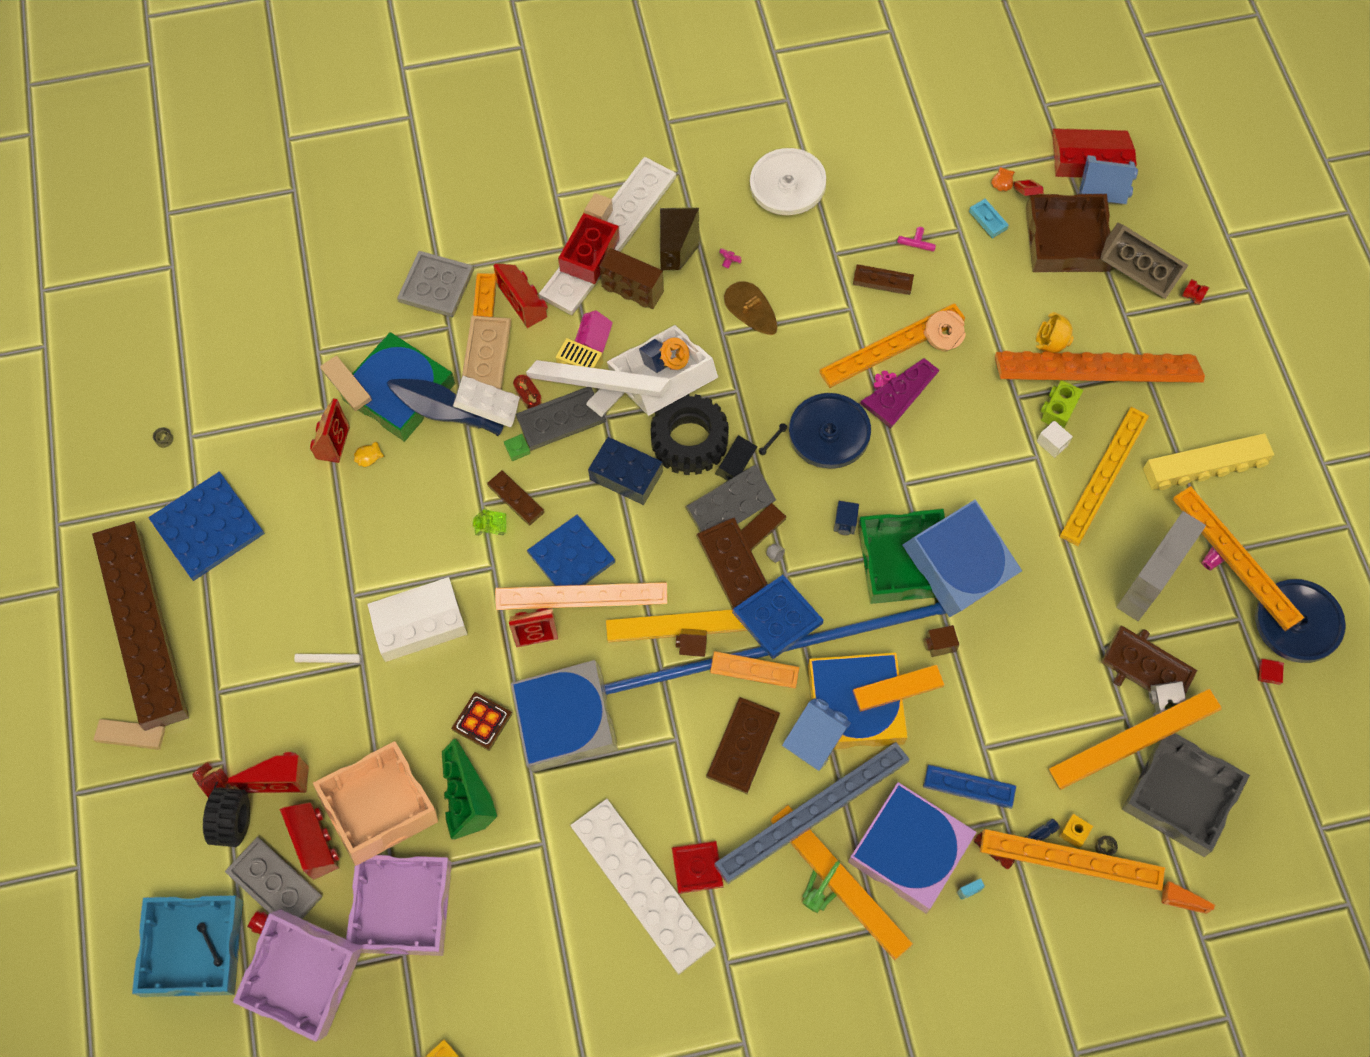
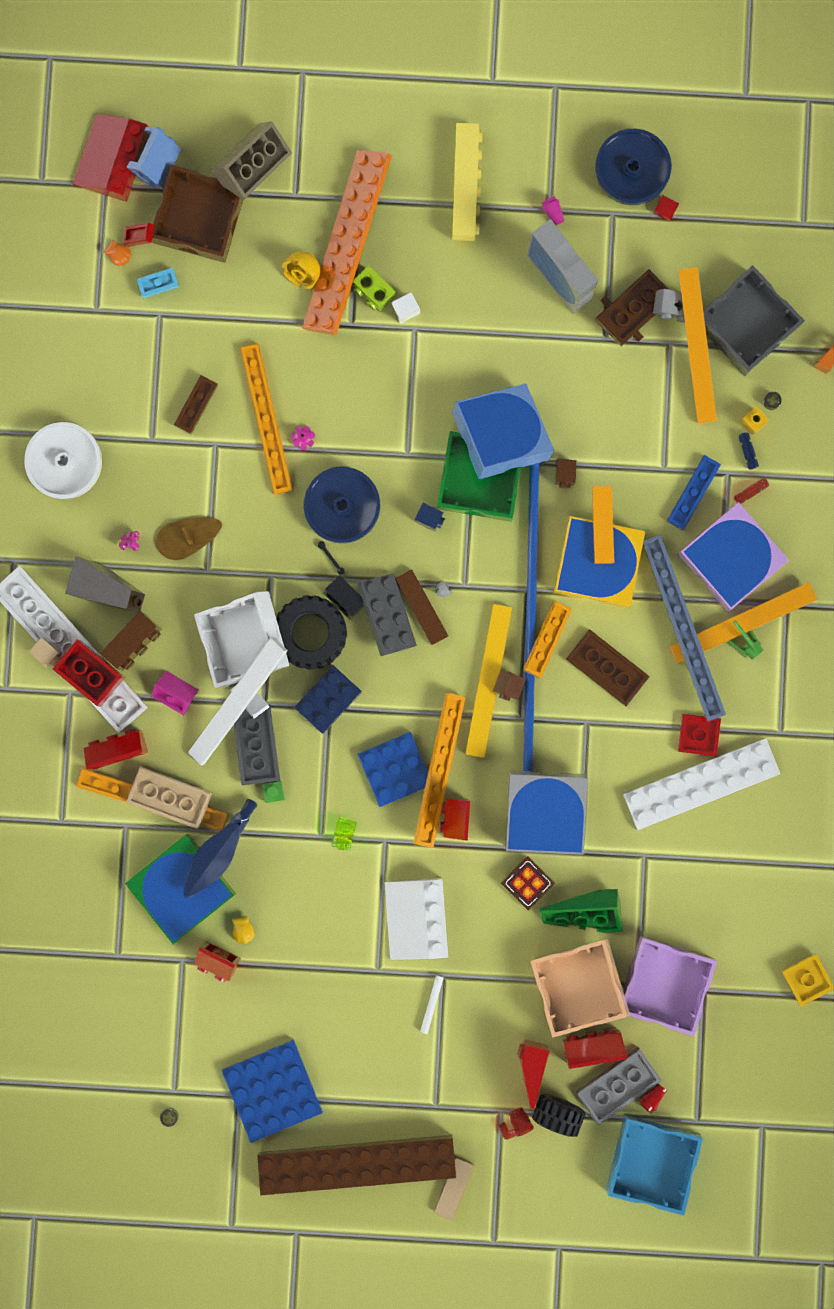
camera: 75 degrees left, 20 degrees up
(202, 929) = (640, 1151): black hinge -> none
(298, 974) = (704, 1078): lavender tile -> none
(345, 383) = (171, 936): tan tile -> none
(435, 283) = (76, 828): light grey plate -> none
(486, 401) = (225, 809): white plate -> none
(515, 498) = (323, 805): reddish brown plate -> none
(524, 394) = (220, 773): clear red beam -> none
(579, 355) = (200, 712): light yellow brick -> none
(651, 355) = (221, 641): dark blue brick -> none
(682, 353) = (230, 616): light orange gear -> none
(732, 561) = (445, 629): reddish brown tile -> none
(778, 616) = (507, 605): blue plate -> none
(816, 733) = (621, 604): medium blue panel -> none
(896, 396) = (321, 431): magenta wing -> none
(916, 242) = (163, 359): dark pink piece -> none
(937, 338) = (279, 368): light nougat plate -> none
(970, 889) = (778, 521): medium azure tile -> none
(1072, 859) = (778, 433): light orange plate -> none
(1104, 476) = (450, 276): yellow tile -> none
(1195, 291) = (293, 123): red wheel -> none
(1239, 560) = (565, 196): light orange tile -> none

